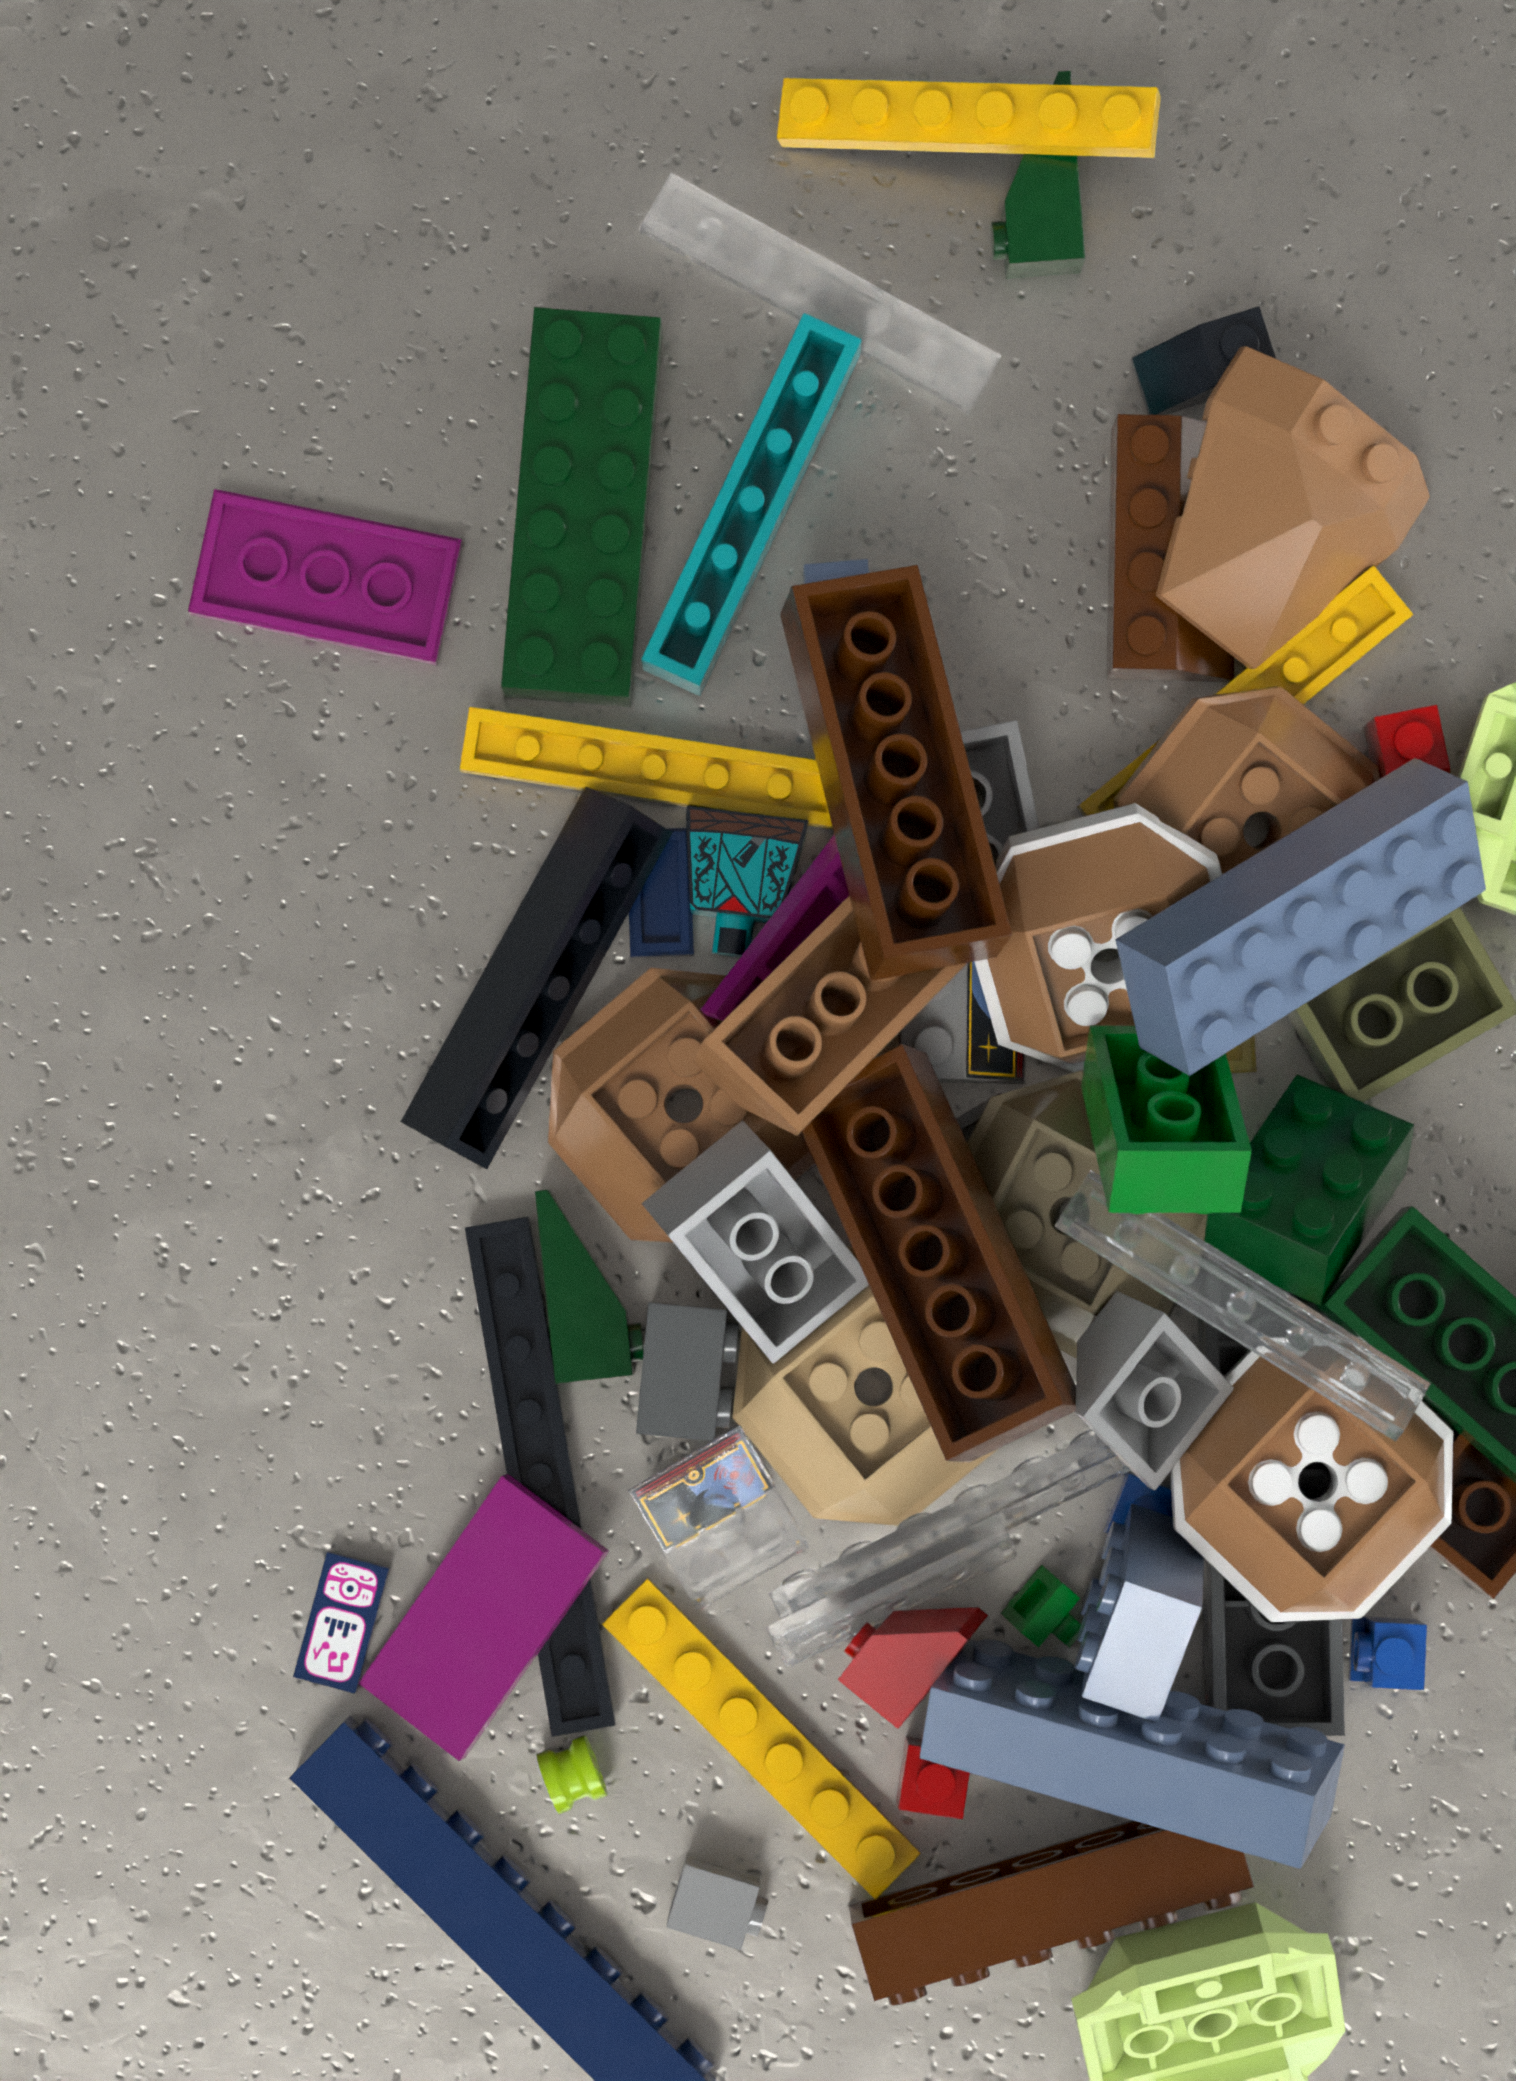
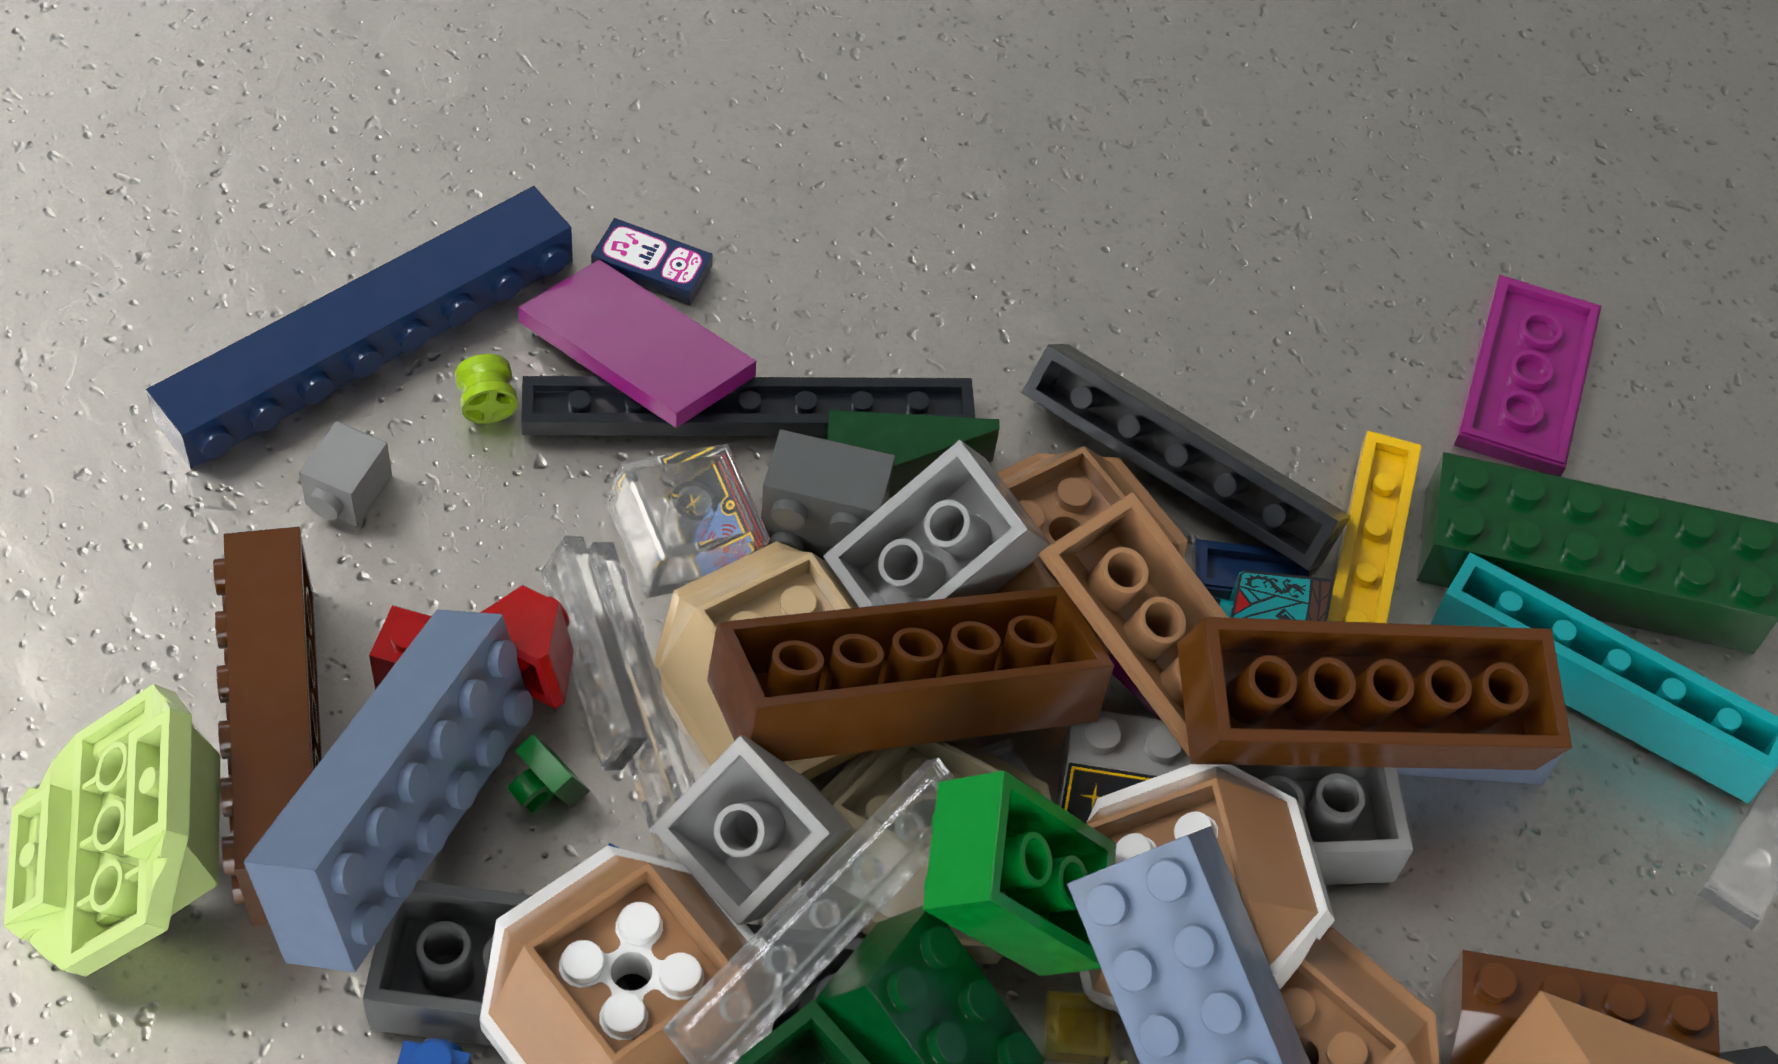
camera: 90 degrees right, 30 degrees down
(761, 1738) = (473, 543): yellow plate -> none
(1139, 1614) = (520, 804): brick -> none

